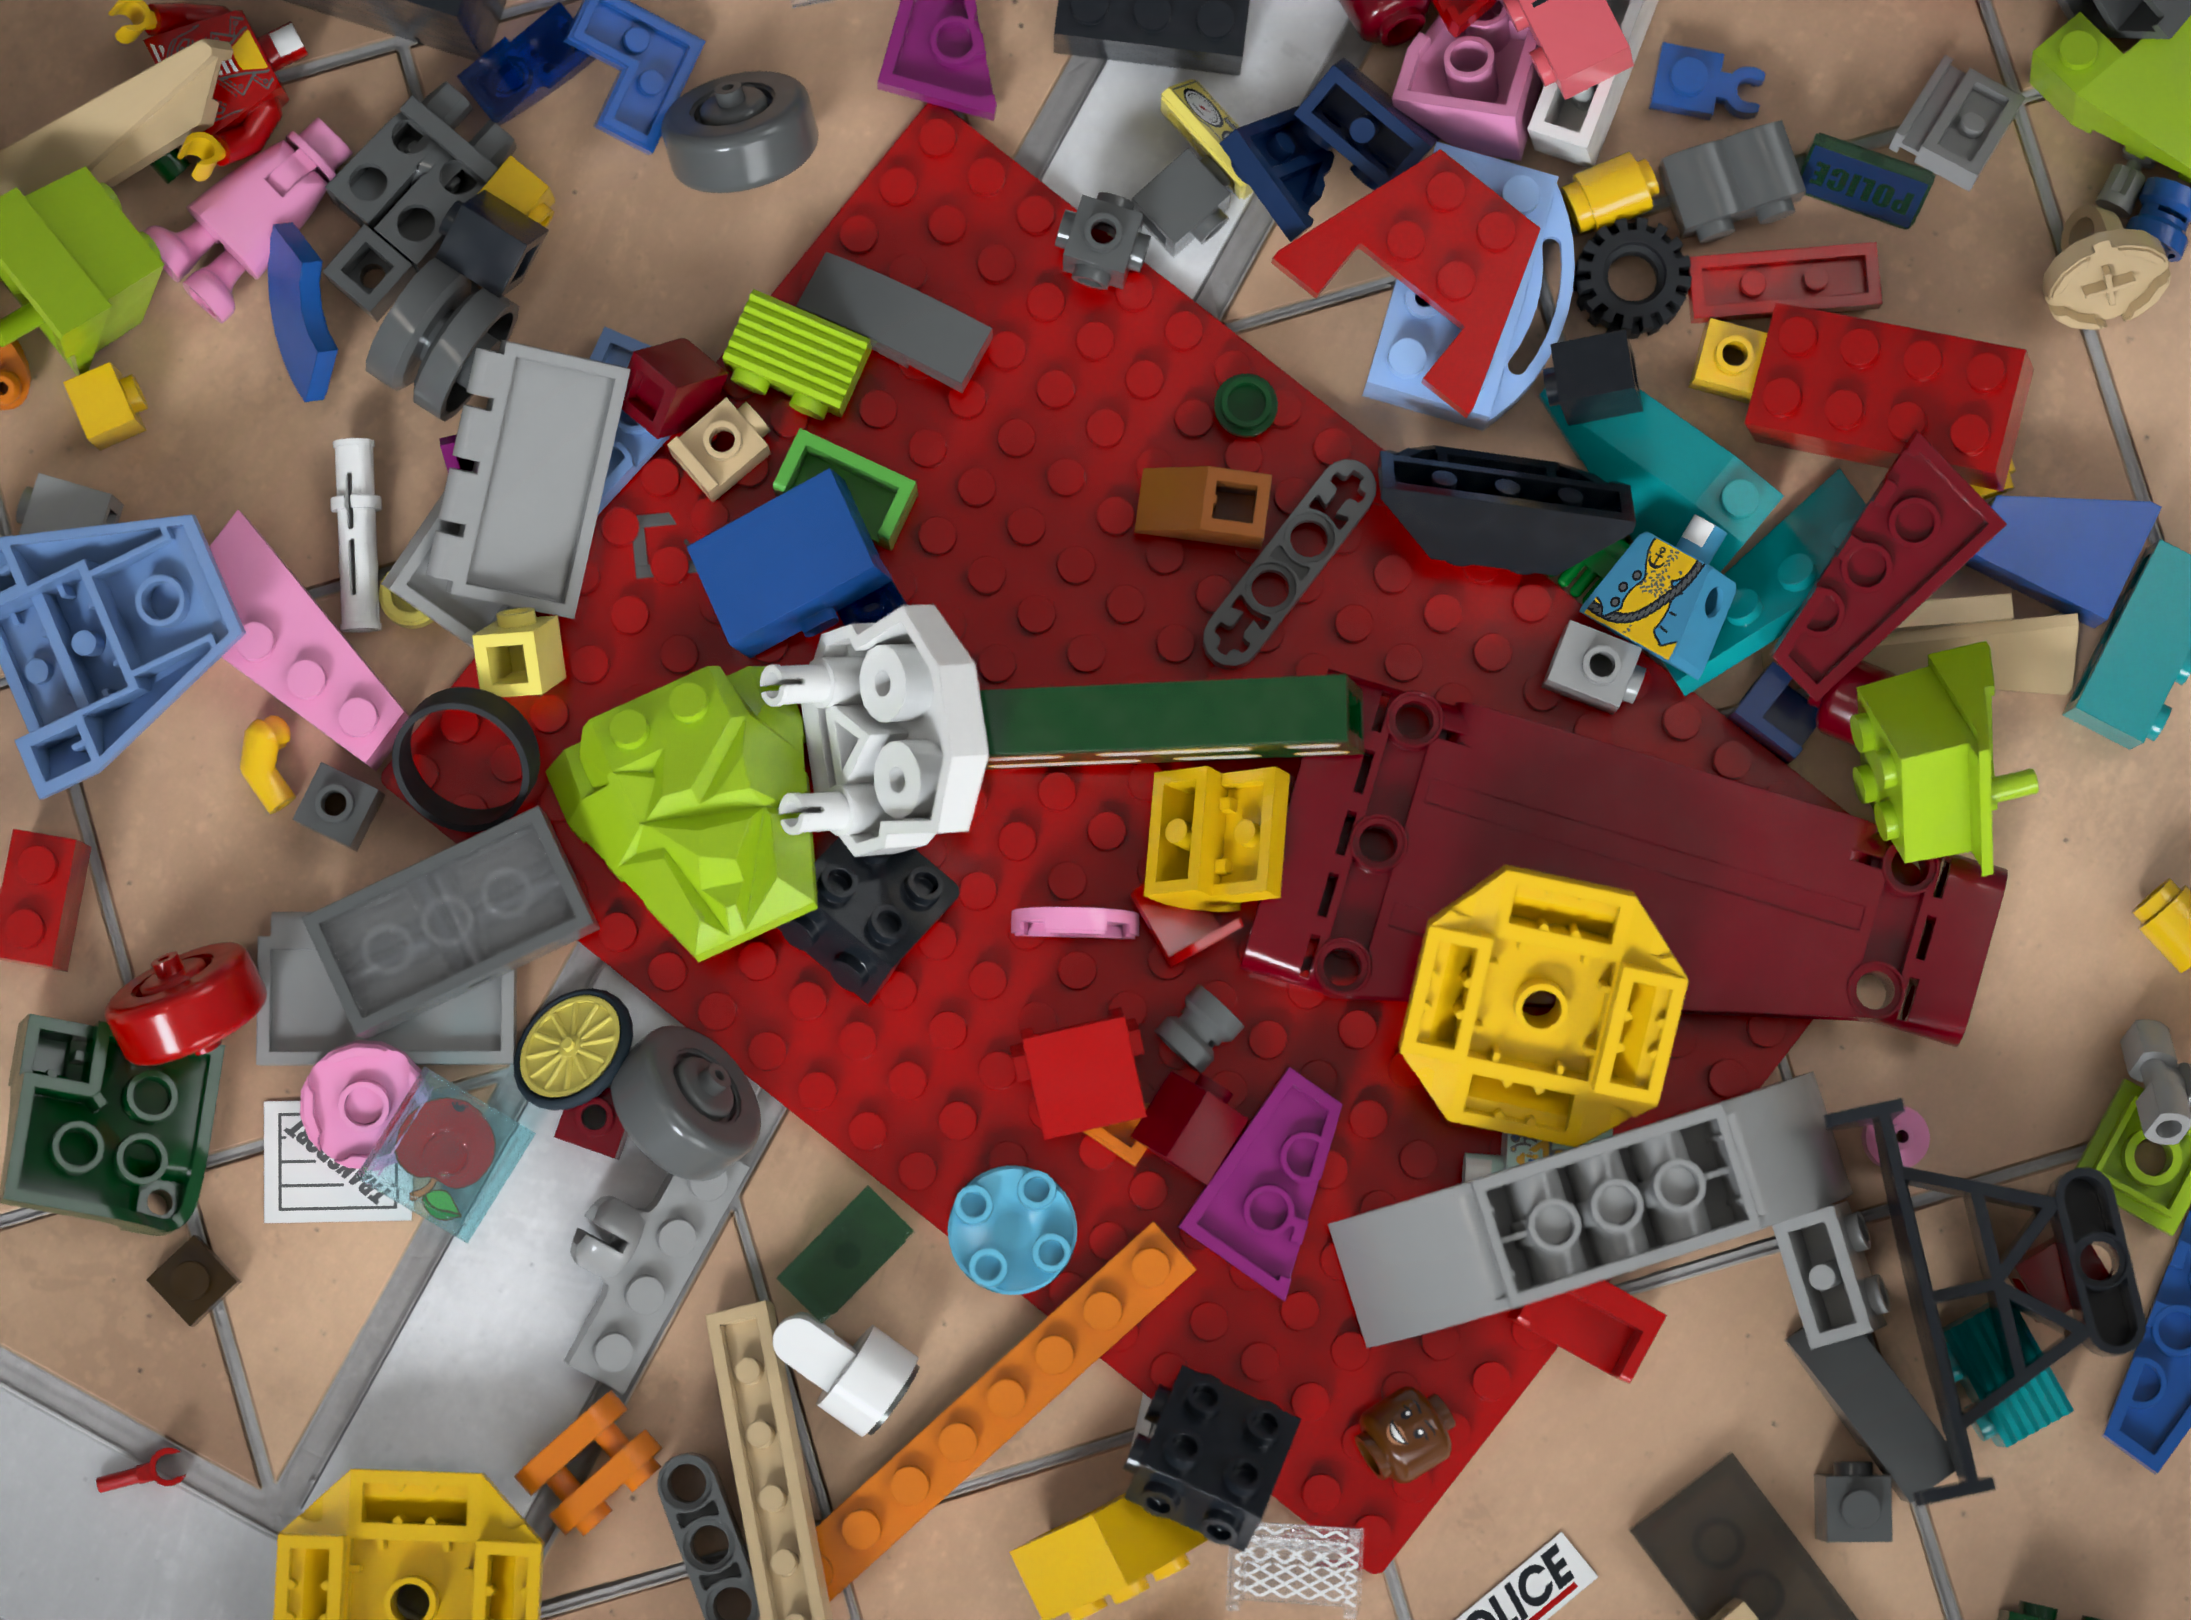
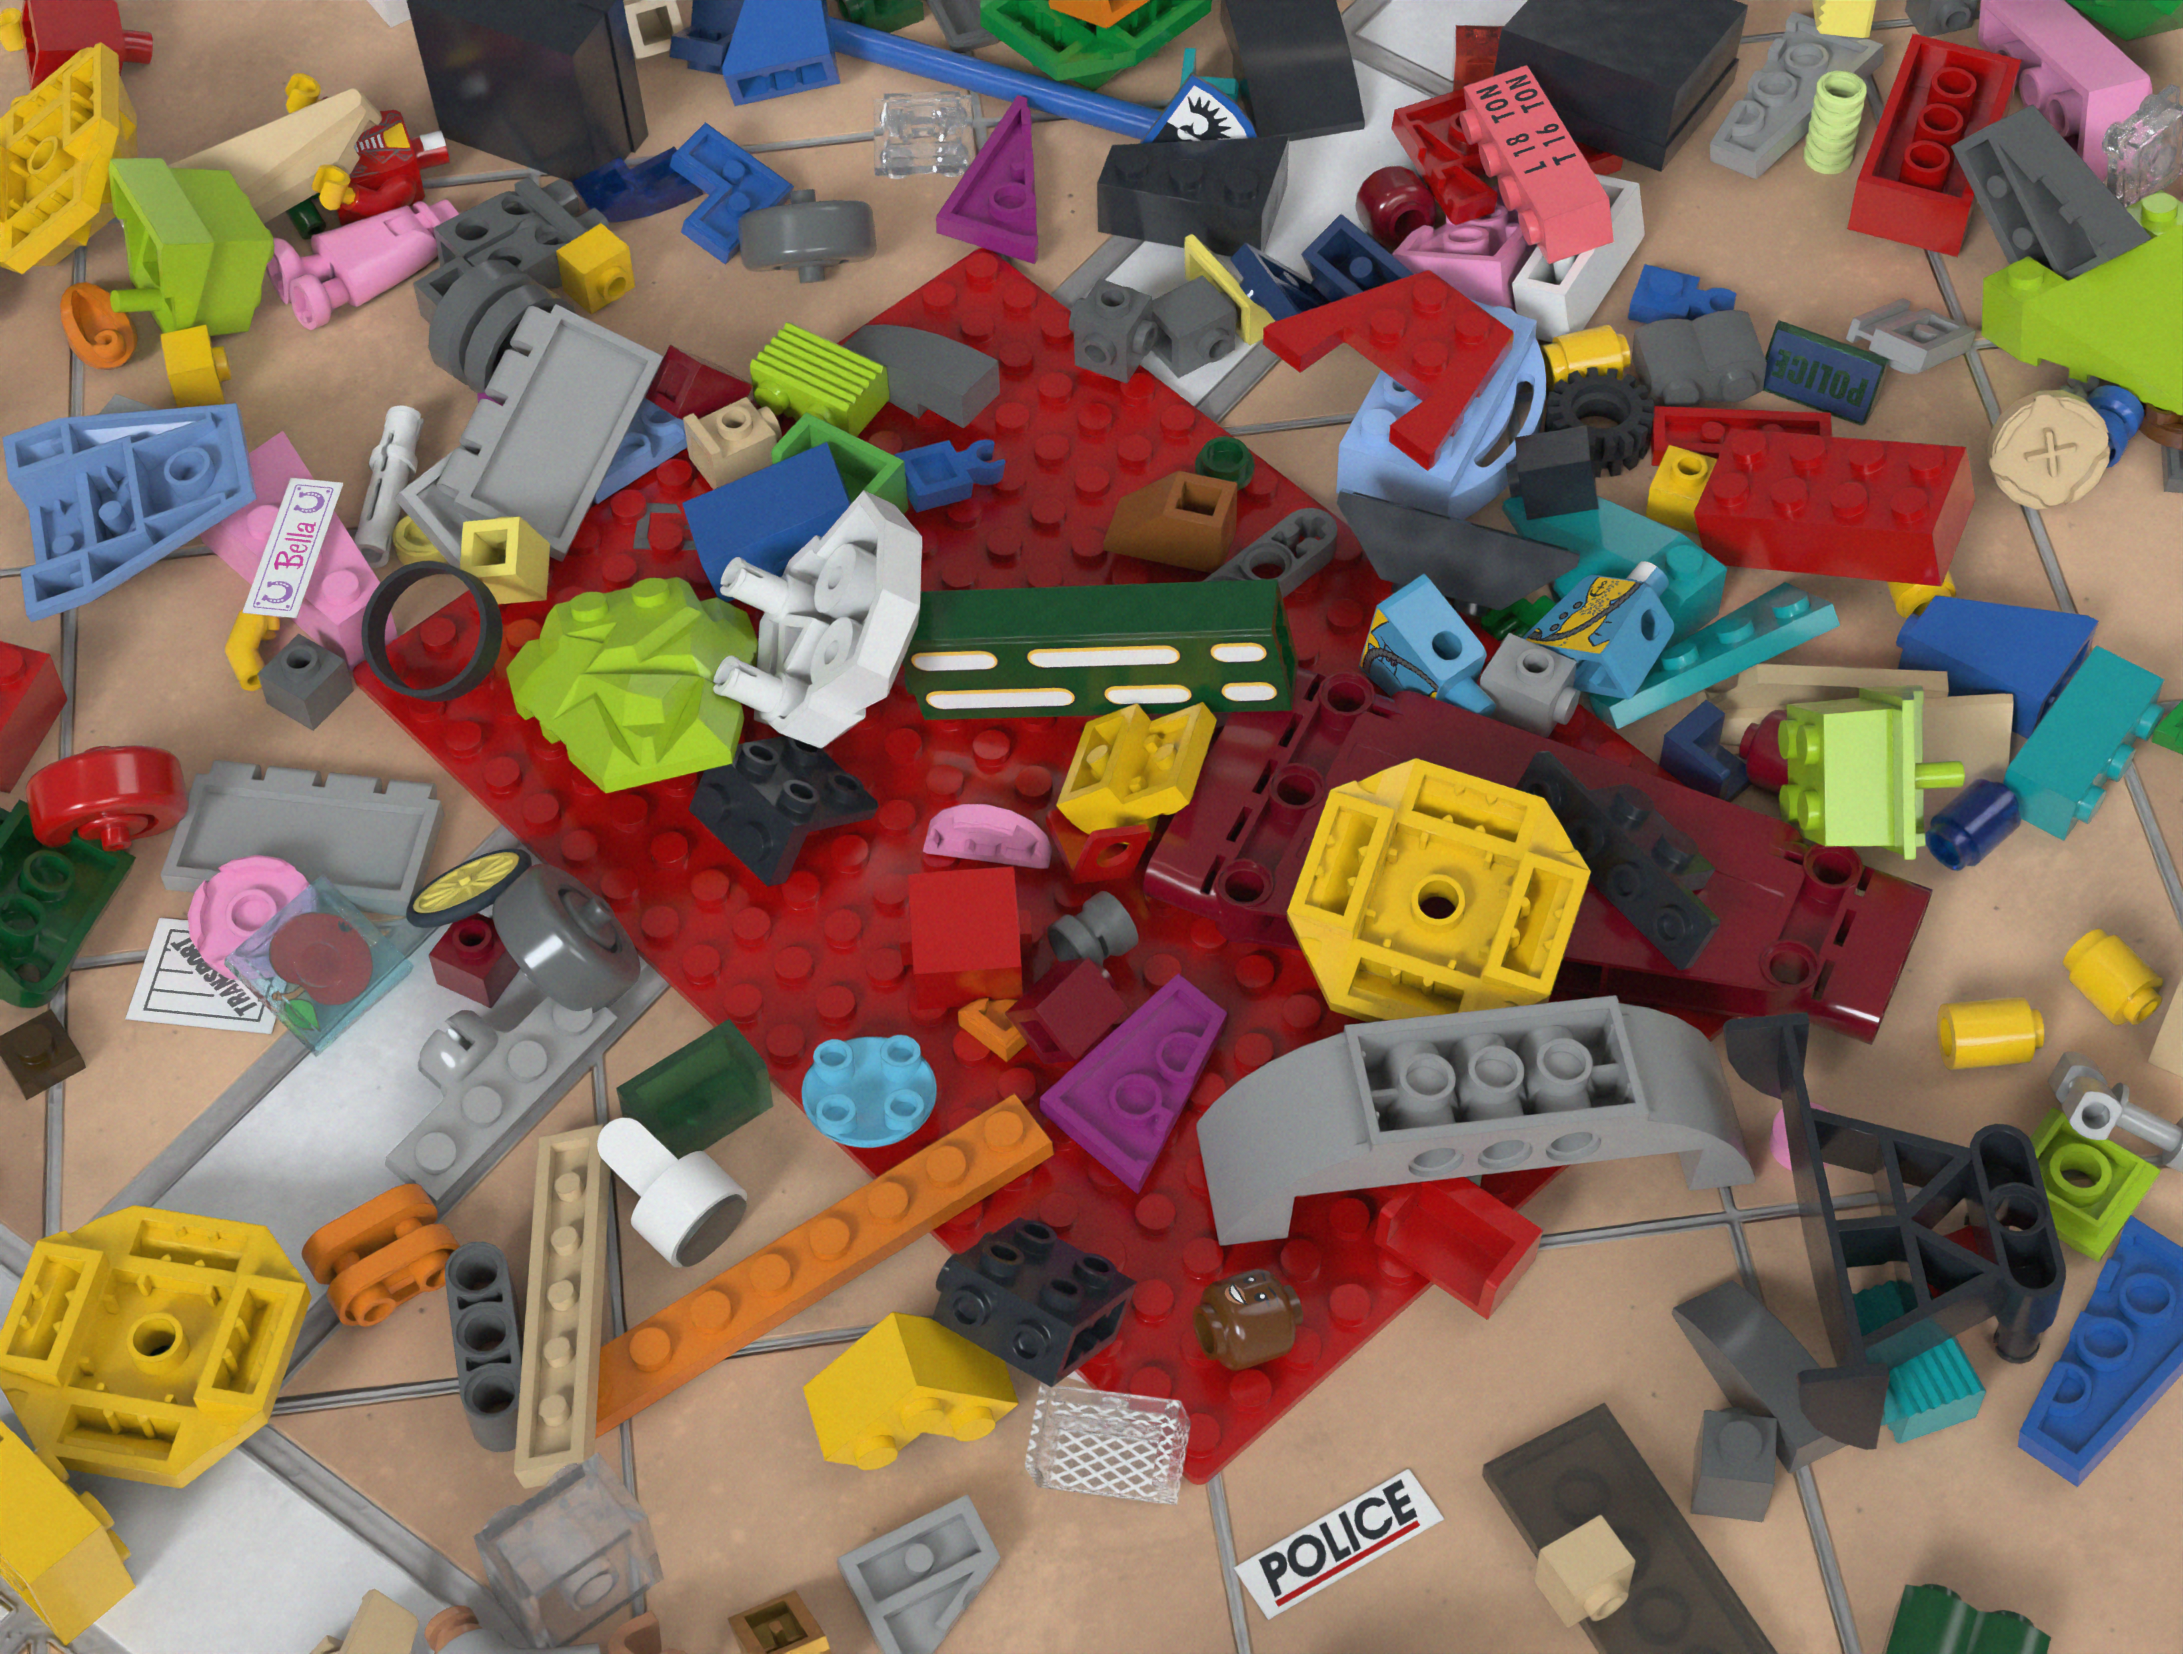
camera: 15 degrees right, 30 degrees down
(296, 677) = (293, 548): none -> white sticker
(298, 312) = (384, 321): blue tile -> none
(450, 923) = (378, 757): clear brick -> none
(490, 242) = (565, 265): black brick -> none
(948, 461) = (943, 477): none -> blue plate
(1471, 642) = (1425, 649): none -> dark azure torso
(1714, 893) = (1632, 857): none -> black bracket
(1832, 1274) = (1722, 1218): light grey brick -> none
(1894, 557) = (1835, 600): dark red wing -> none
(2051, 750) = (1973, 824): none -> clear blue brick
(2064, 1007) = (1988, 1032): none -> yellow brick

